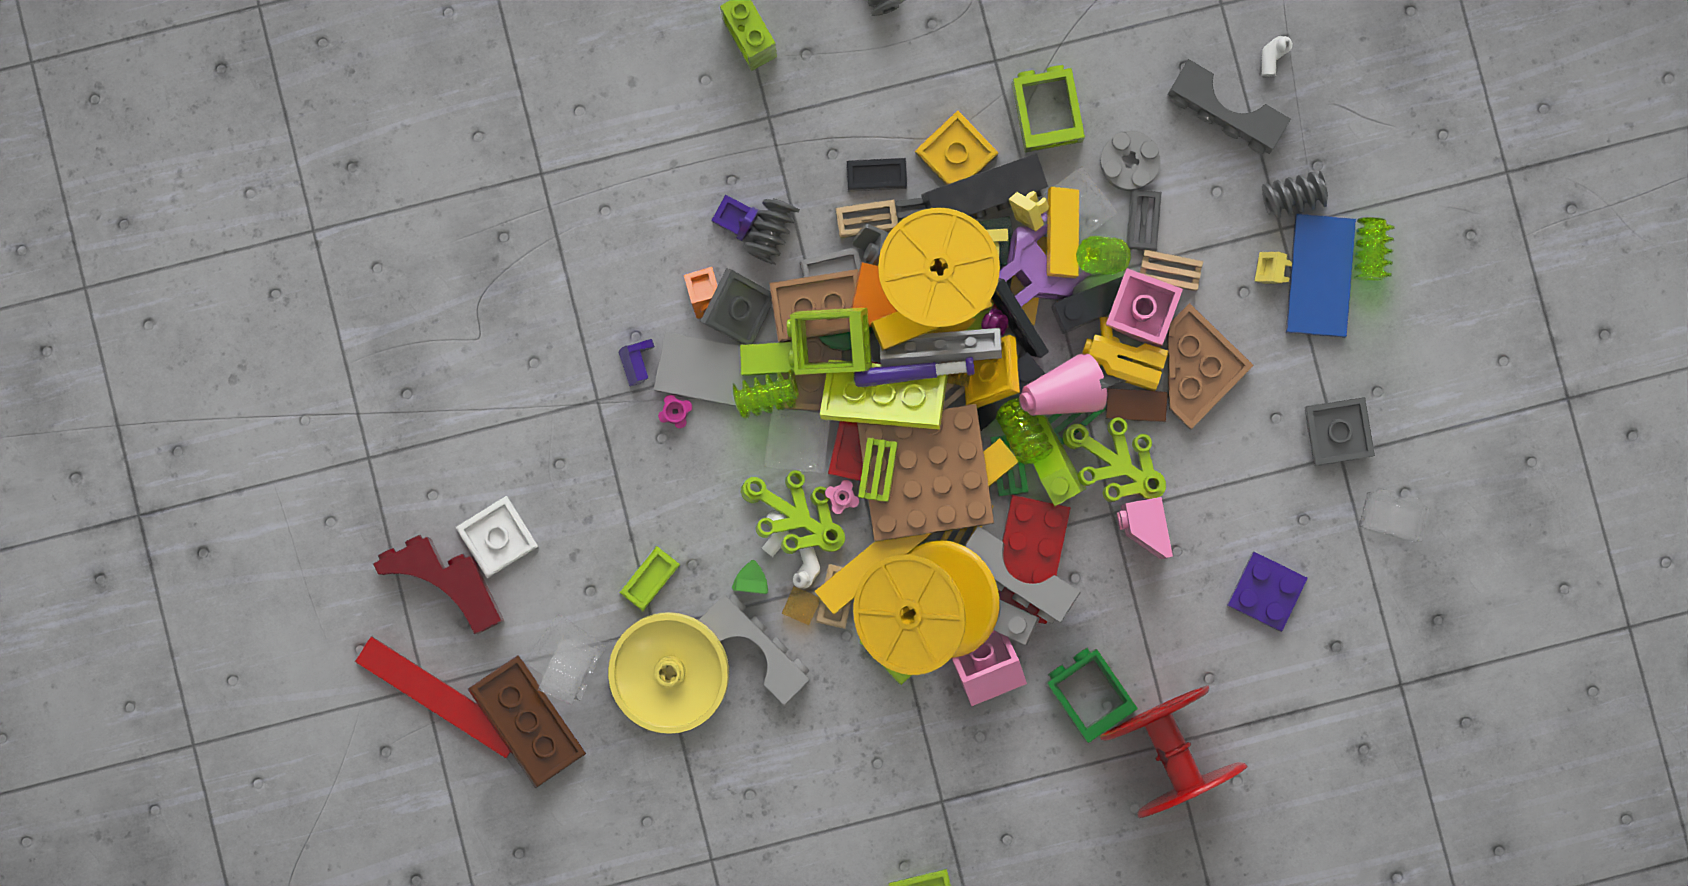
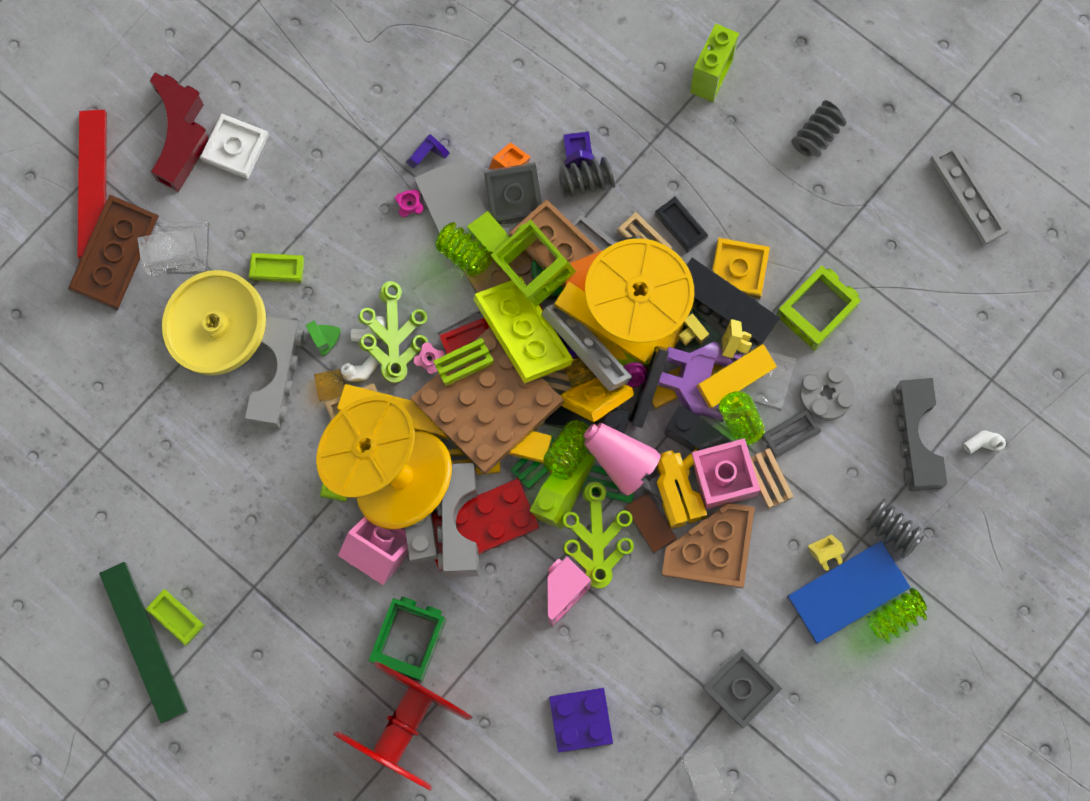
camera: 60 degrees right, 10 degrees down
(903, 373) = (551, 334): dark purple piece -> none

